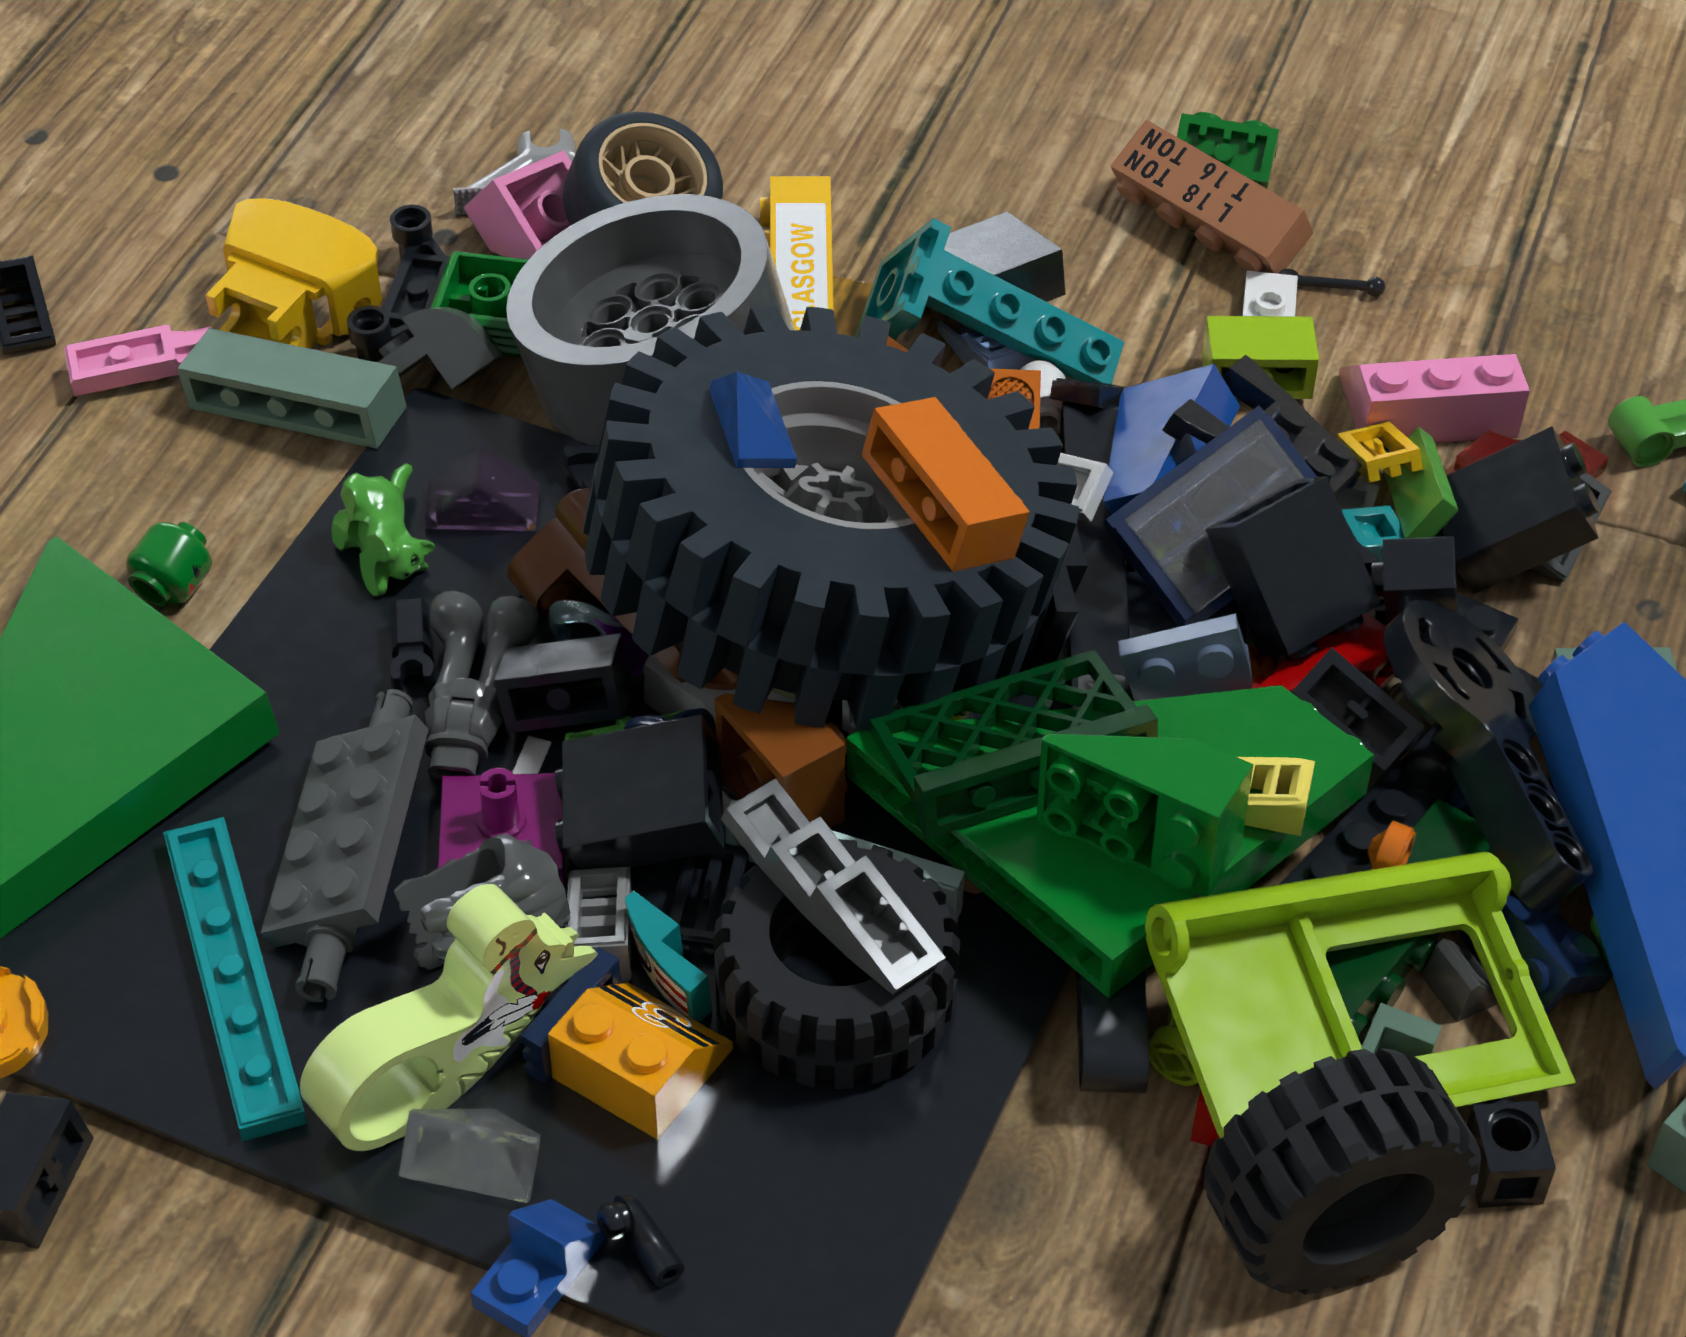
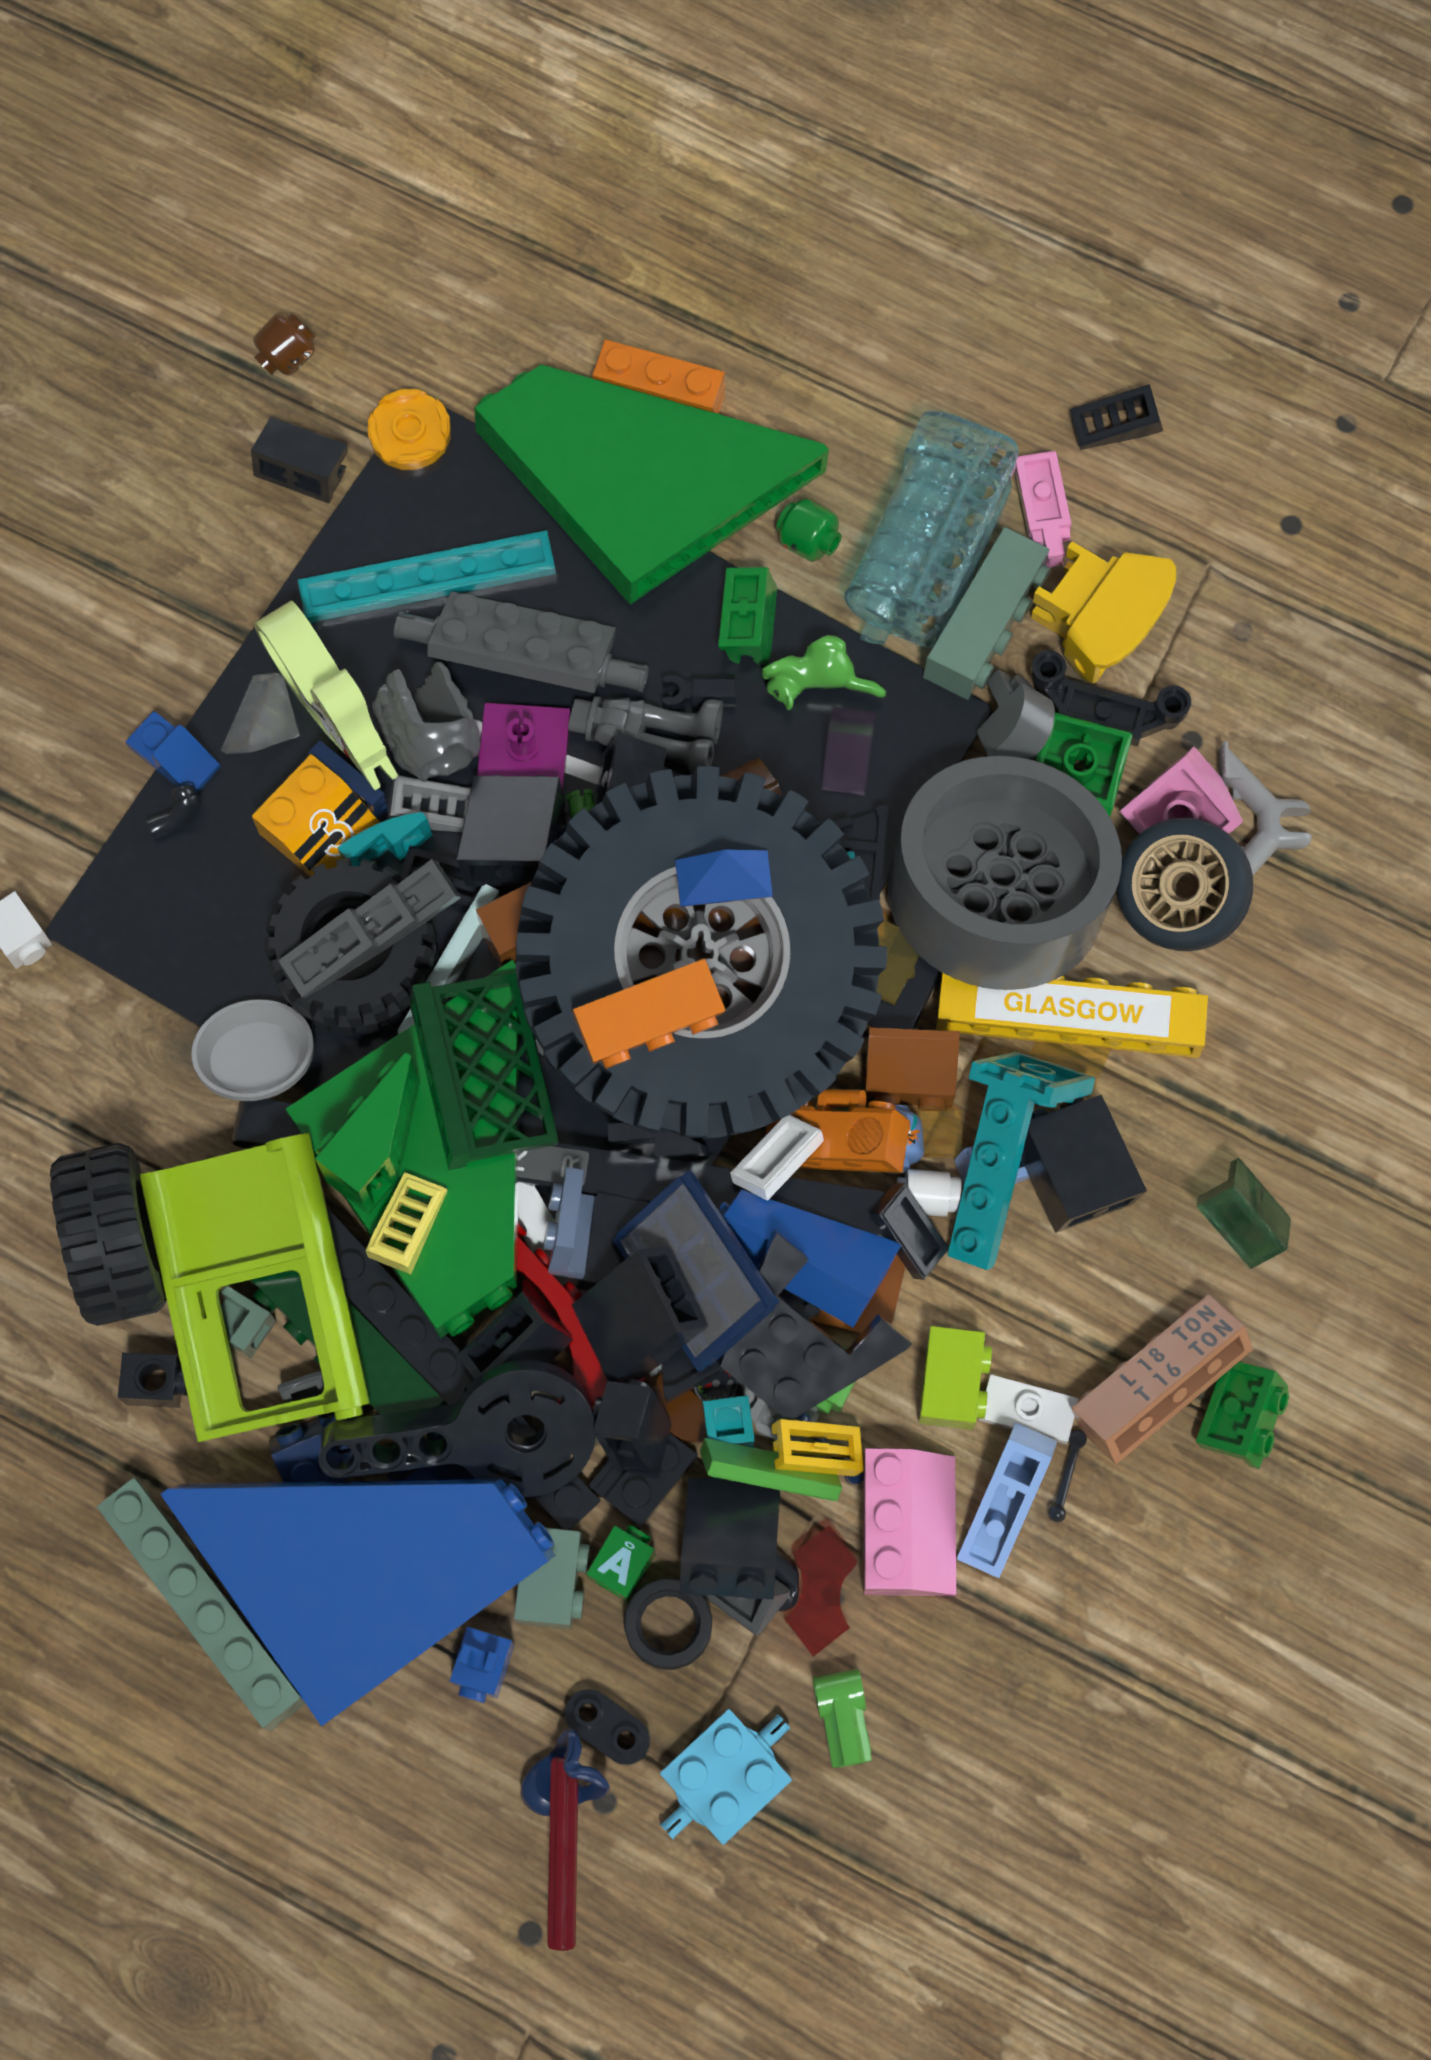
camera: 100 degrees right, 25 degrees up
(179, 423) = (922, 527): none -> clear light blue piece
(300, 590) = (748, 614): none -> green hinge
(1010, 1067) = (252, 1050): none -> light grey piece
(1014, 147) = (1247, 1216): none -> clear green panel
(1372, 310) = (1007, 1500): none -> light blue slope
(1391, 846) = (379, 1340): orange tile -> none
(1565, 618) = (622, 1562): none -> green brick
(1632, 553) = (652, 1656): none -> black tyre

